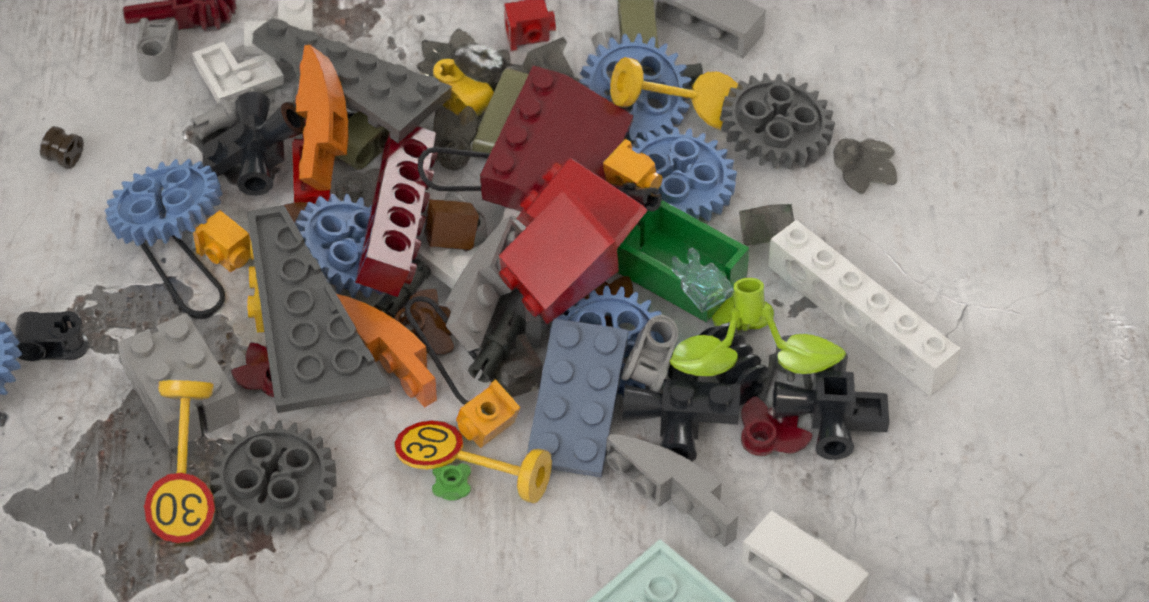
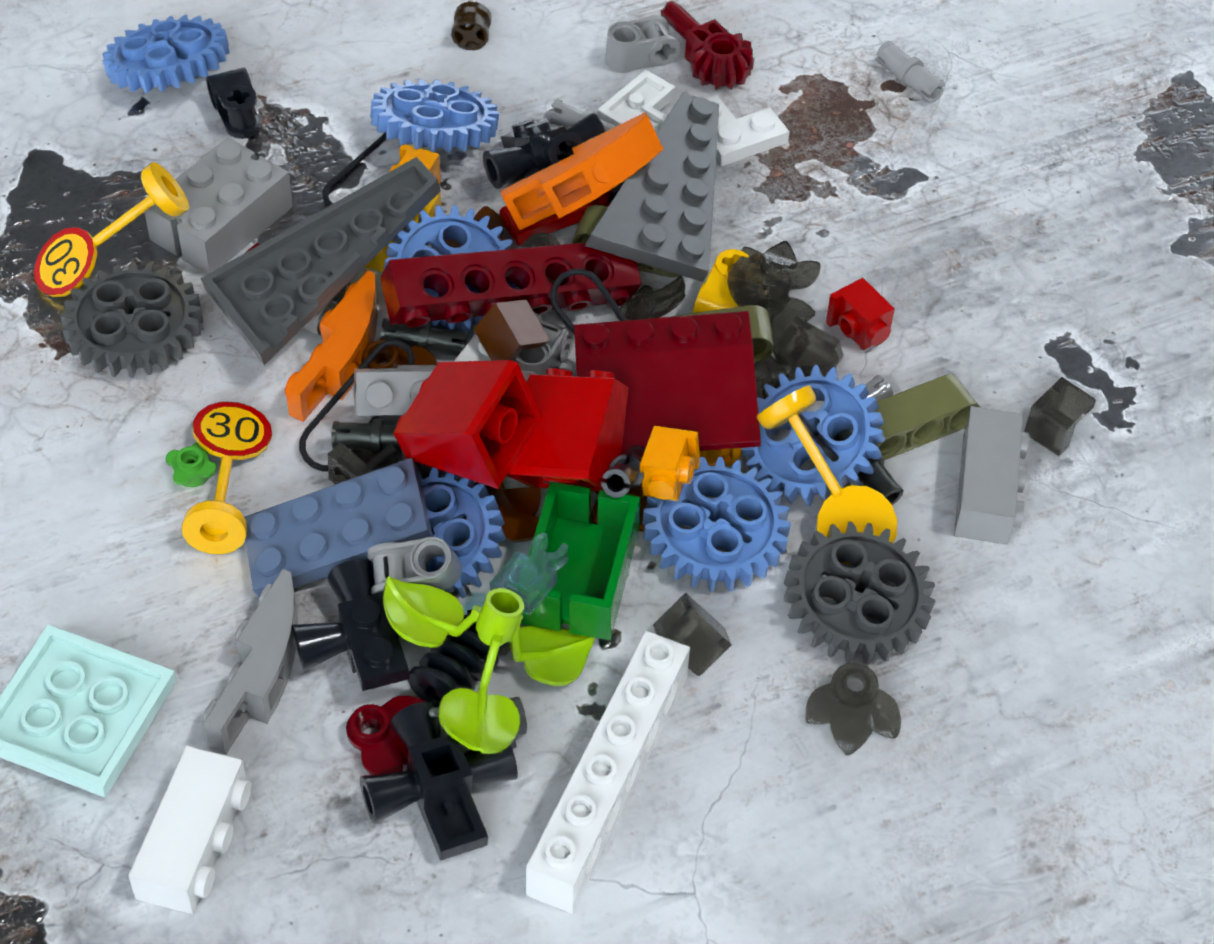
camera: 65 degrees right, 0 degrees up
(501, 412) = (289, 471): light orange brick -> none

